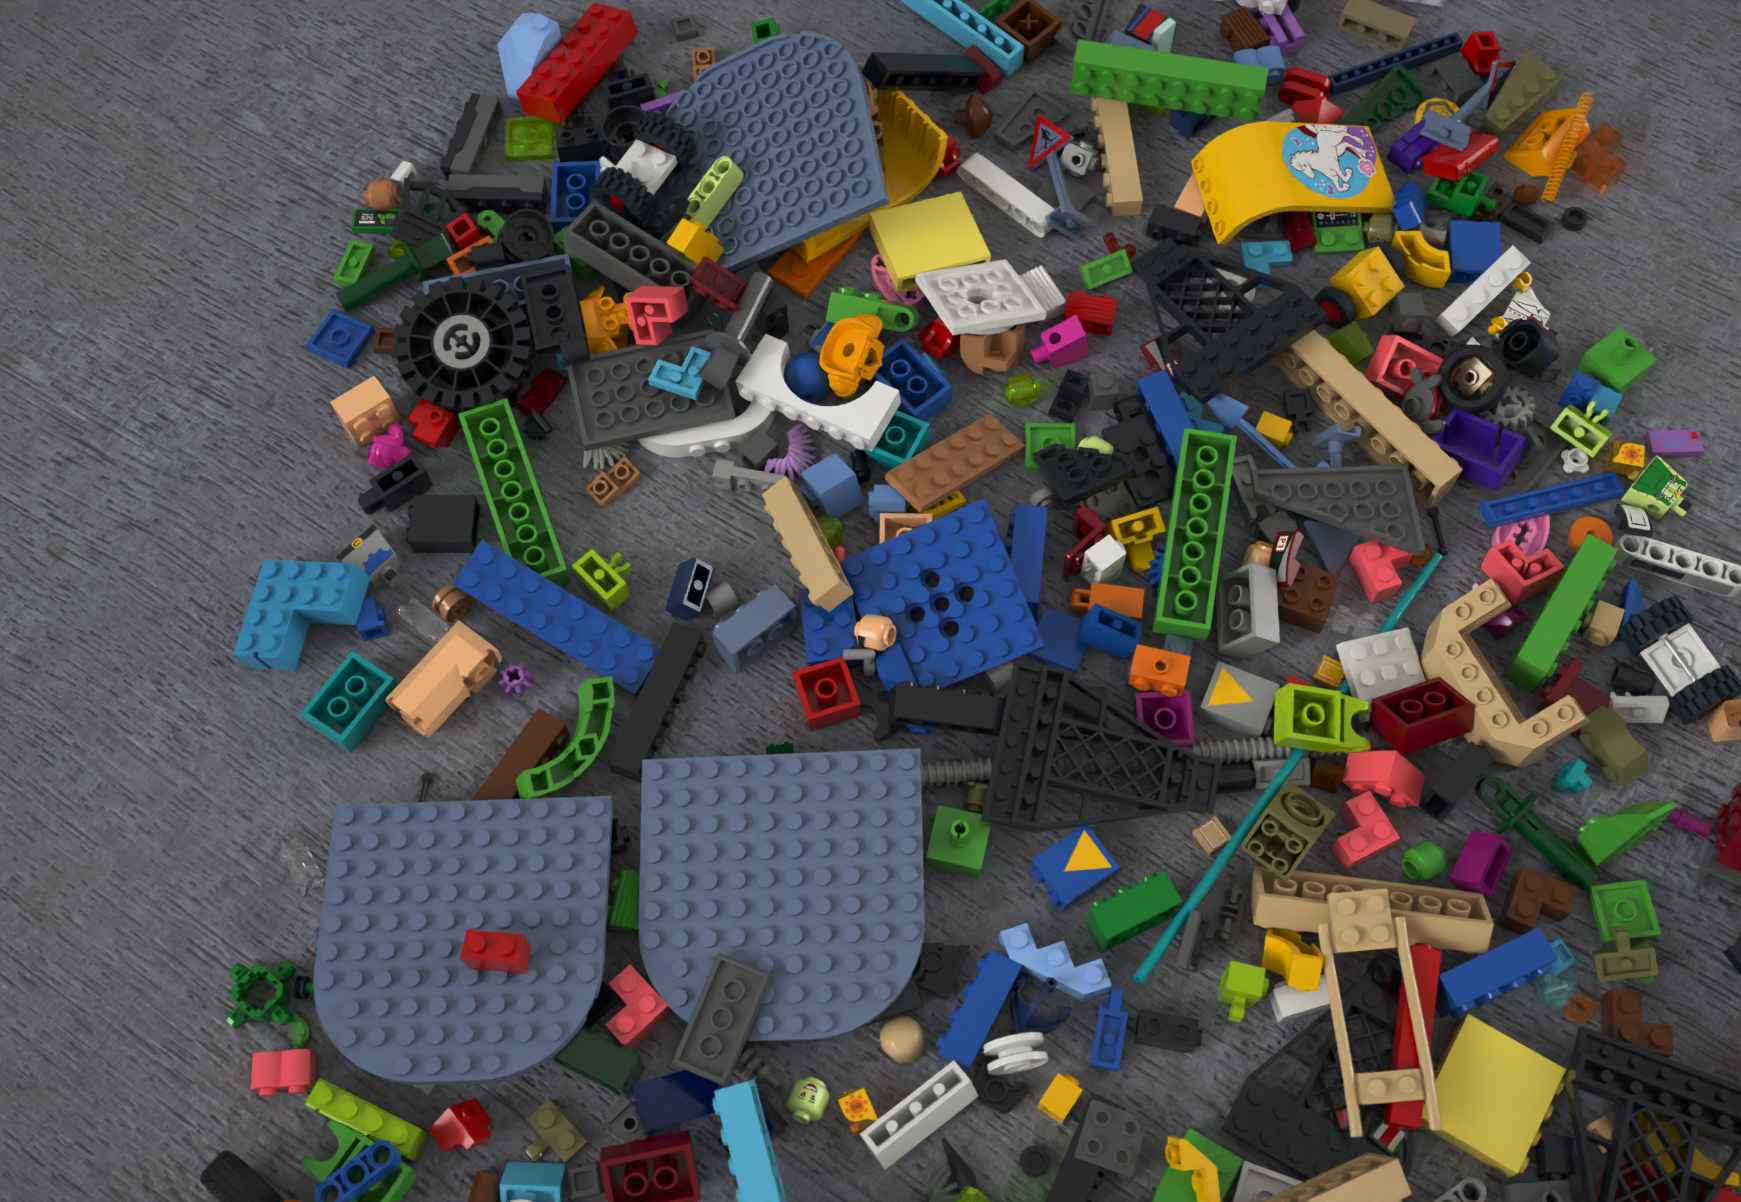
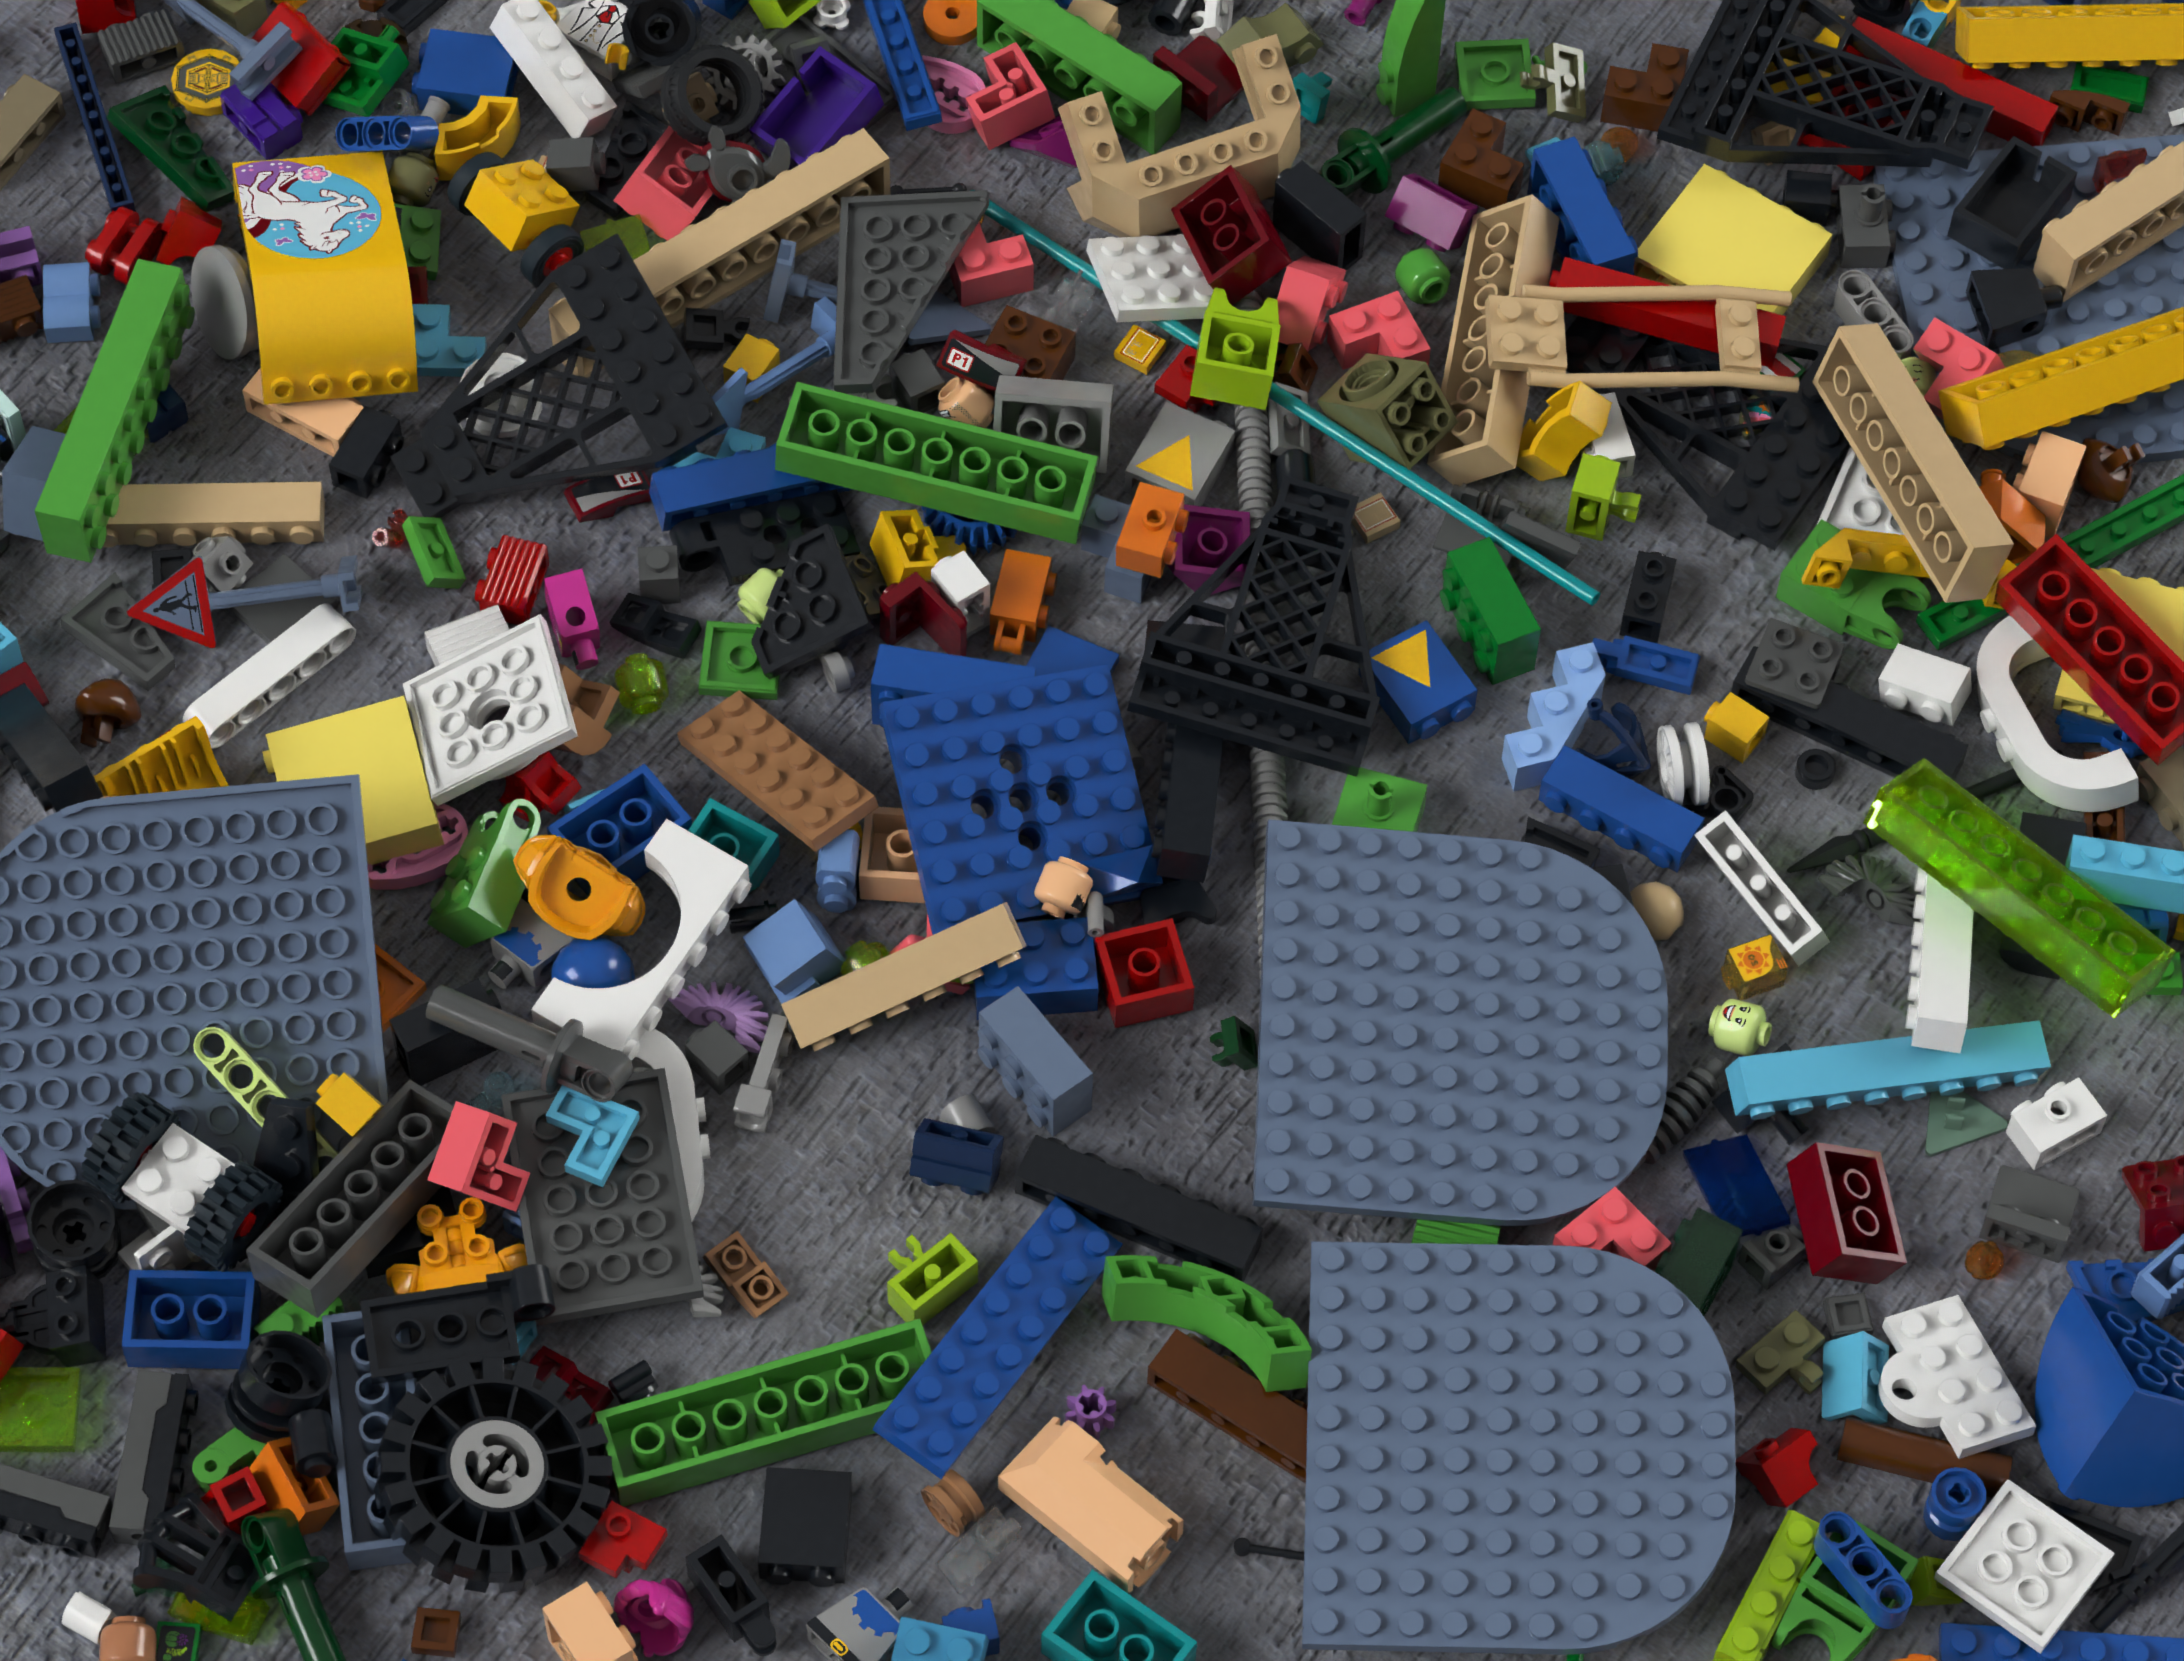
camera: 90 degrees left, 5 degrees down
(495, 951) = (1558, 1370): red brick -> none
(718, 282) = (439, 1064): dark red bracket -> none
(722, 1019) = (1641, 1106): dark grey tile -> none
(975, 797) = (1312, 793): olive brick -> none
(1109, 631) = (1070, 598): blue brick -> none

